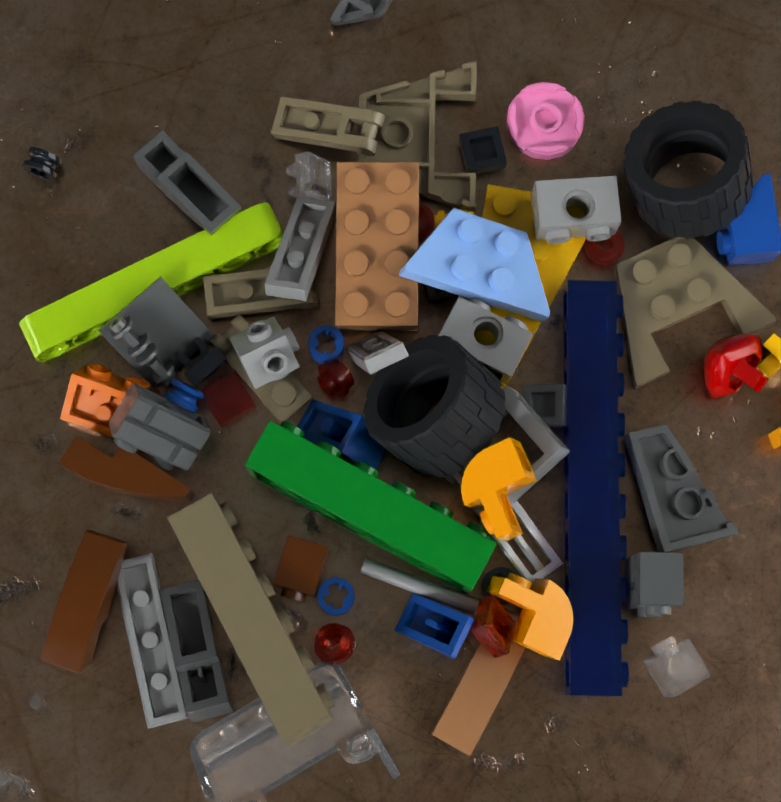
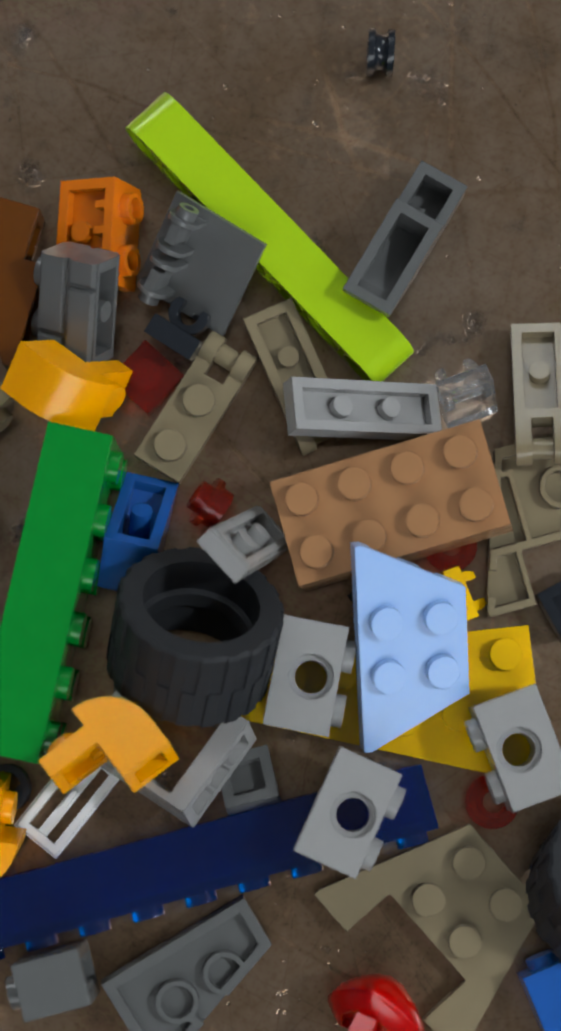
camera: 75 degrees right, 5 degrees up
(184, 395) = (130, 321): blue bush -> none
(218, 451) = (63, 386): none -> light orange brick
(266, 351) = (207, 404): light grey brick -> none
(327, 331) = (248, 464): blue bush -> none
(595, 357) = (323, 836): none -> light grey brick

